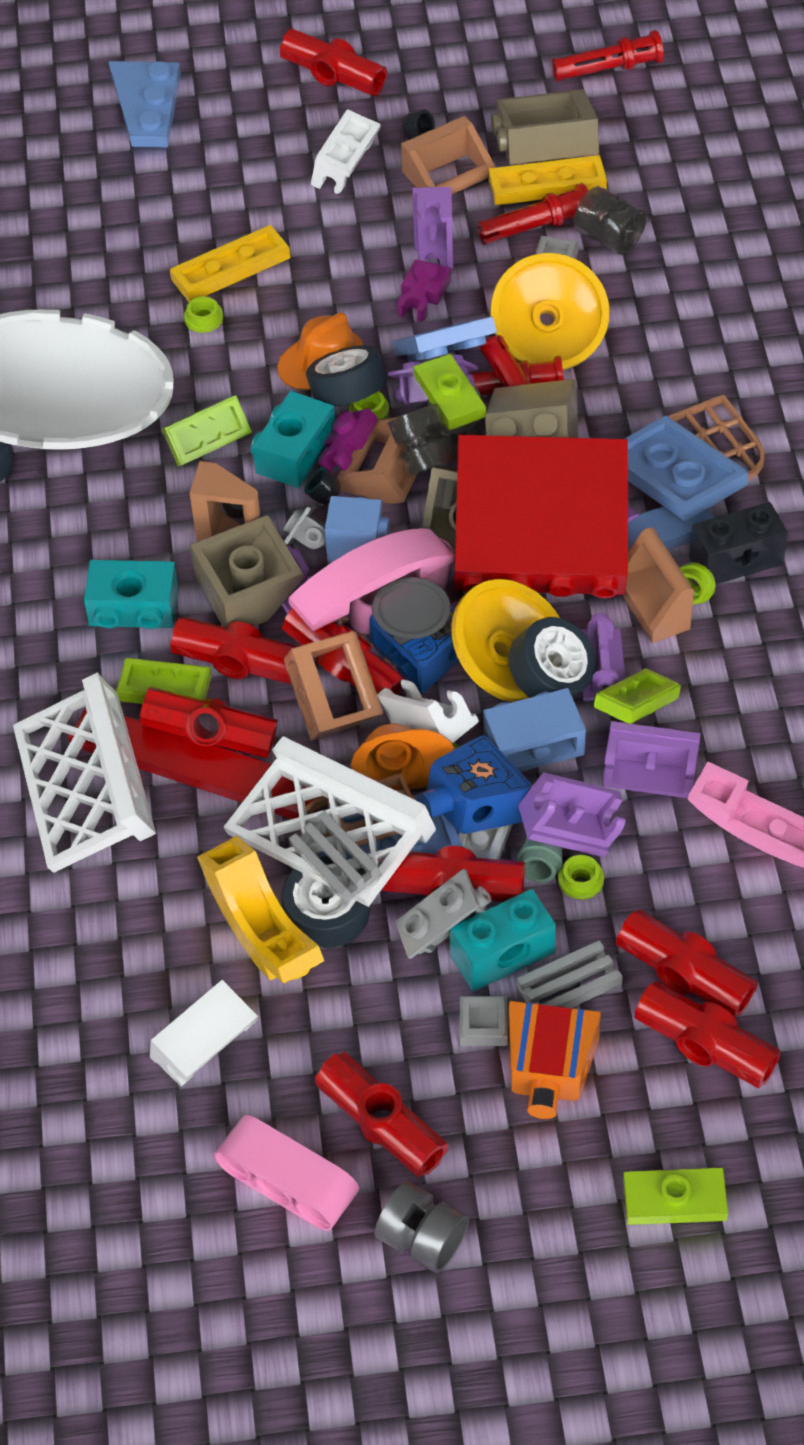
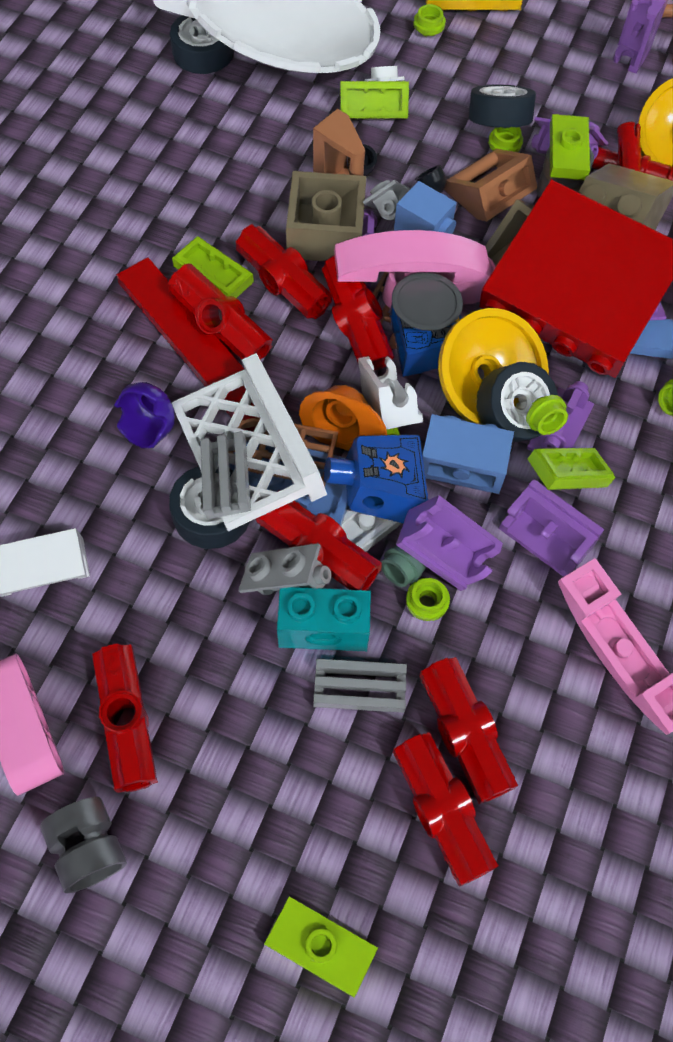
camera: 25 degrees right, 10 degrees up
(118, 768) = (125, 312): white fence -> none
(131, 594) = (235, 190): teal brick -> none
(193, 839) = (145, 414): none -> dark purple hair
(199, 398) = (385, 73): none -> white plate
(255, 913) = (147, 487): yellow arch -> none
(292, 439) = (433, 135): teal brick -> none
(311, 693) = (313, 298): nougat tile -> none
(318, 337) = (502, 70): orange piece -> none
(348, 434) = (476, 151): magenta plate -> none
(422, 440) = (525, 173): clear smoke wheel -> none
(423, 285) = (607, 71): magenta plate -> none
(445, 339) = (602, 108): plate -> none
(483, 1021) = (267, 679): light grey tile -> none
(550, 1053) = (296, 746): torso -> none
(589, 657) = (547, 414): none -> lime plate
(657, 588) = (644, 385): nougat tile -> none

